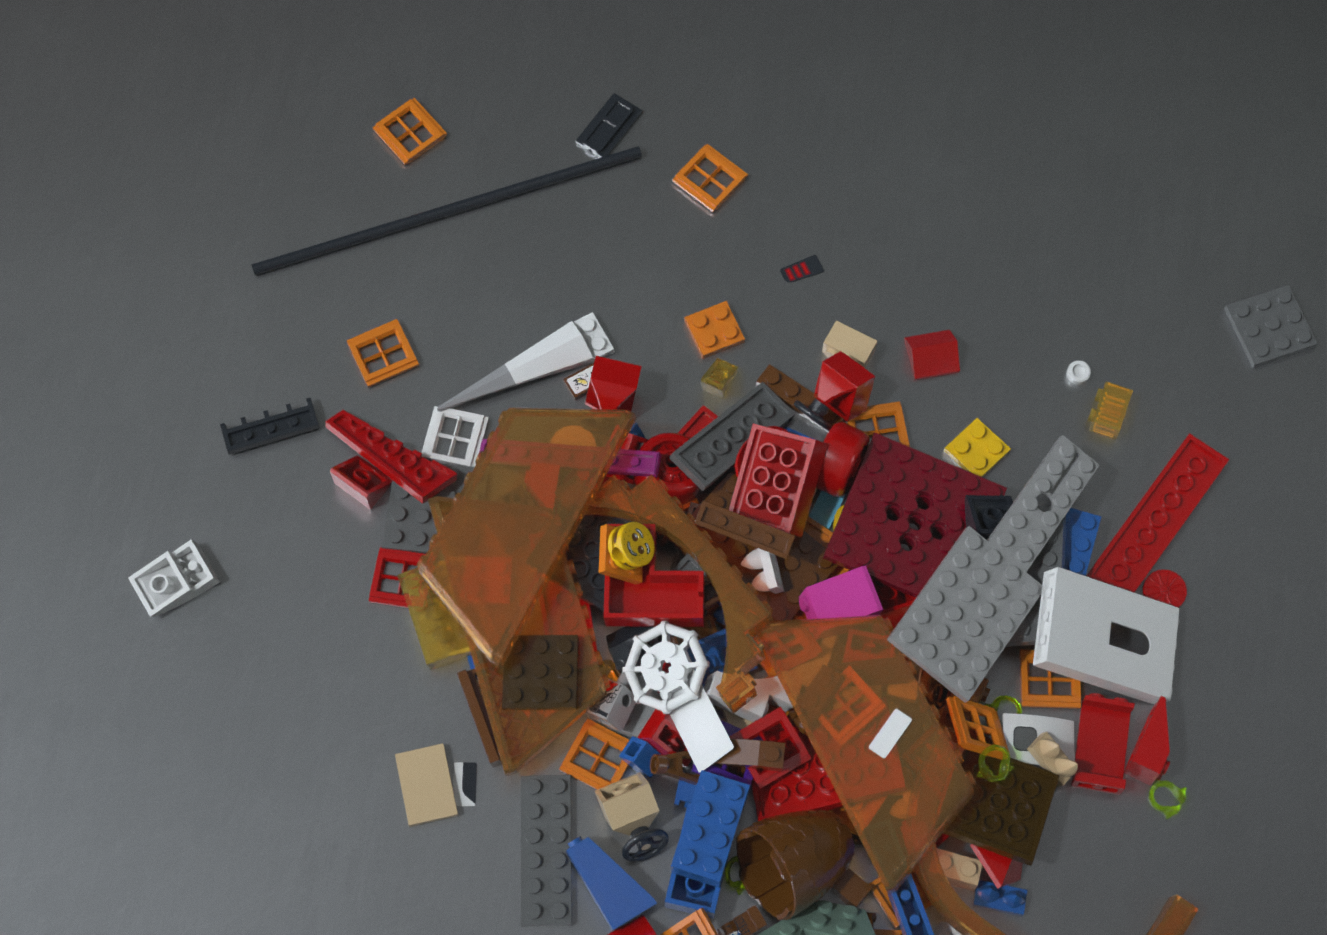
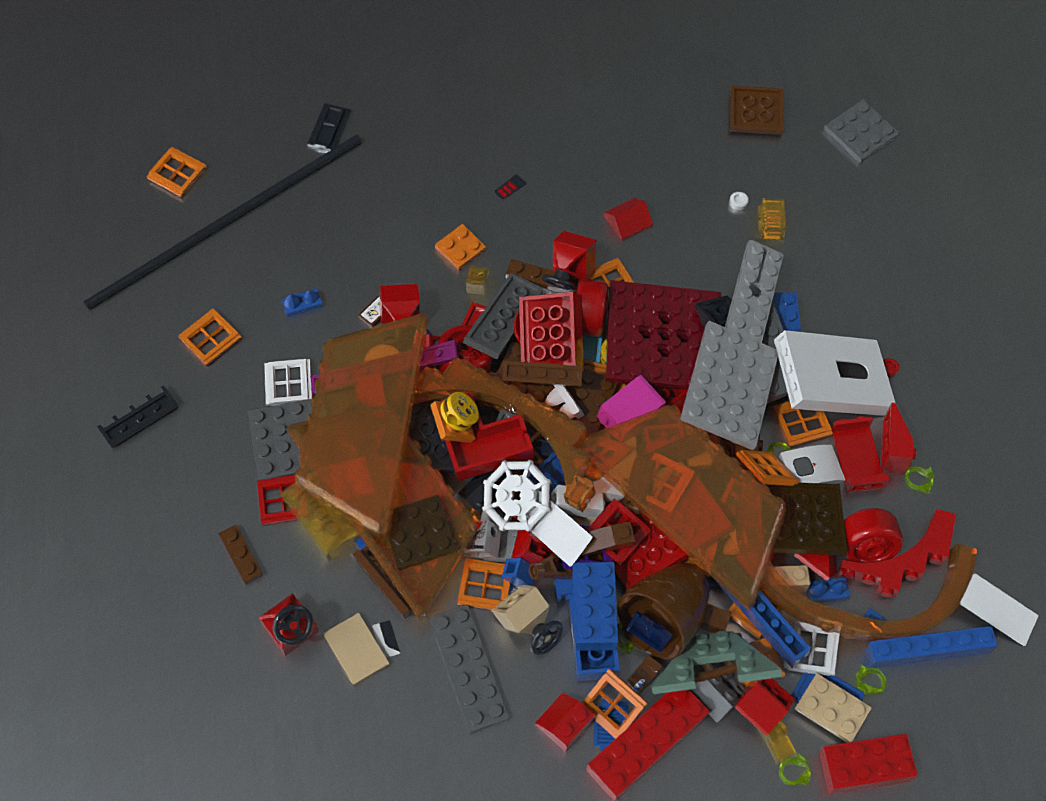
camera: 20 degrees left, 5 degrees down
(174, 579) = (97, 555): white slope -> none
(333, 629) = (240, 554): none -> reddish brown plate
(359, 731) = (289, 624): none -> piece
(361, 480) = (224, 436): red slope -> none
(405, 467) = (256, 413): red wing -> none
(502, 343) = (302, 302): none -> blue tile
(563, 350) = (351, 293): white plate -> none
(610, 886) = (530, 678): blue slope -> none
(722, 164) = (413, 154): orange piece -> none
(764, 878) = (648, 631): none -> clear blue tile
(851, 342) = (560, 222): tan brick -> none
(890, 733) = (707, 488): white sticker -> none
(977, 449) = (686, 273): yellow plate -> none
(1004, 769) = (798, 490): clear neon green piece -> none
(1052, 758) = (826, 473): tan tile -> none
(1073, 852) = (872, 535): none -> red wheel
(1112, 900) = (911, 564): none -> red arch
(1145, 259) = (756, 110): none -> reddish brown plate
(1159, 515) = (836, 278): red plate -> none
(1165, 587) = (860, 328): red wheel -> none
(1185, 646) = (891, 367): none -> red tile

